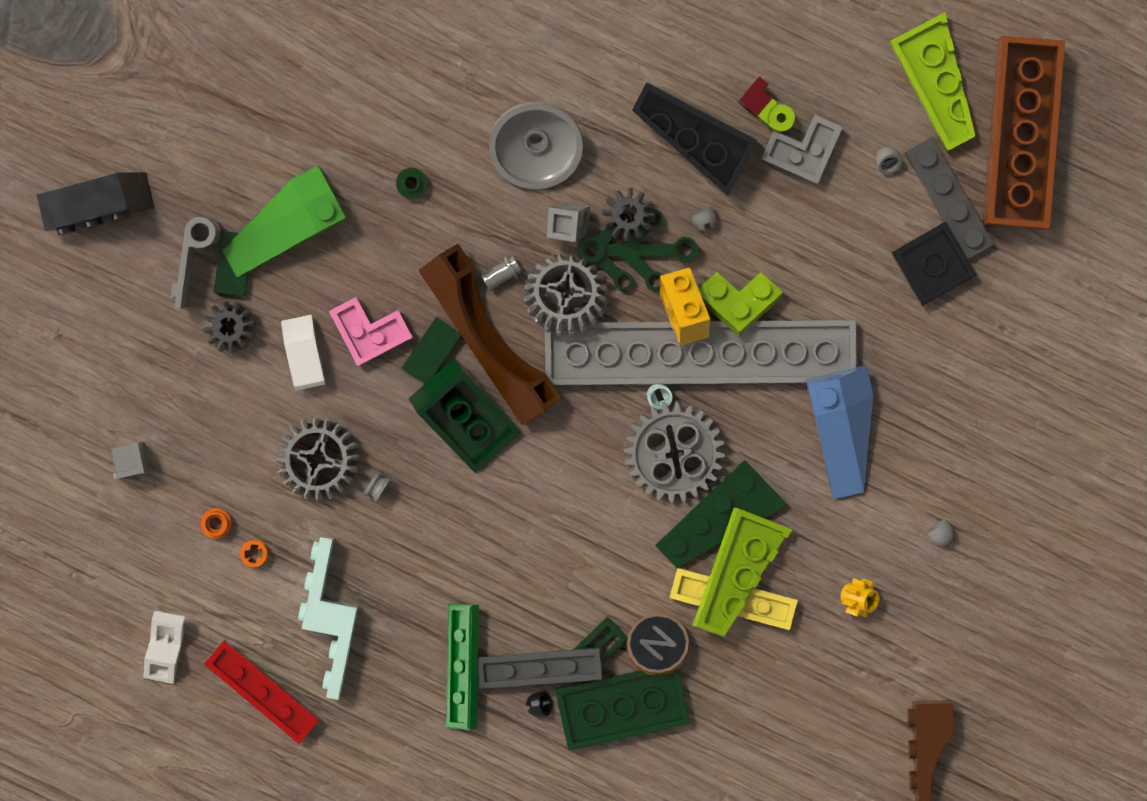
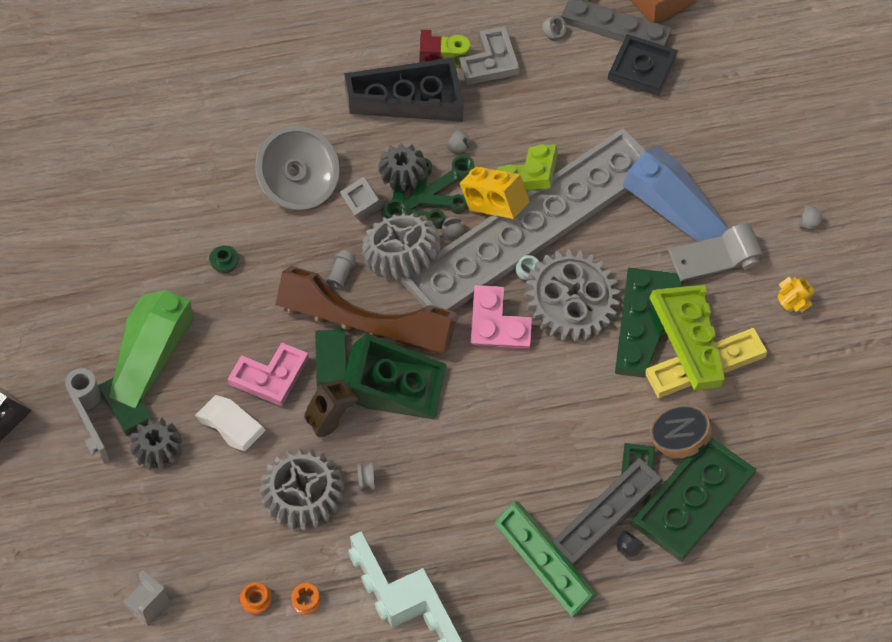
camera: 35 degrees left, 30 degrees down
(391, 408) = (329, 406): none -> dark brown leg
(585, 428) = (492, 328): none -> bright pink plate
(626, 309) = (453, 228): none -> light grey hinge
(830, 506) = (732, 250): none -> light grey door

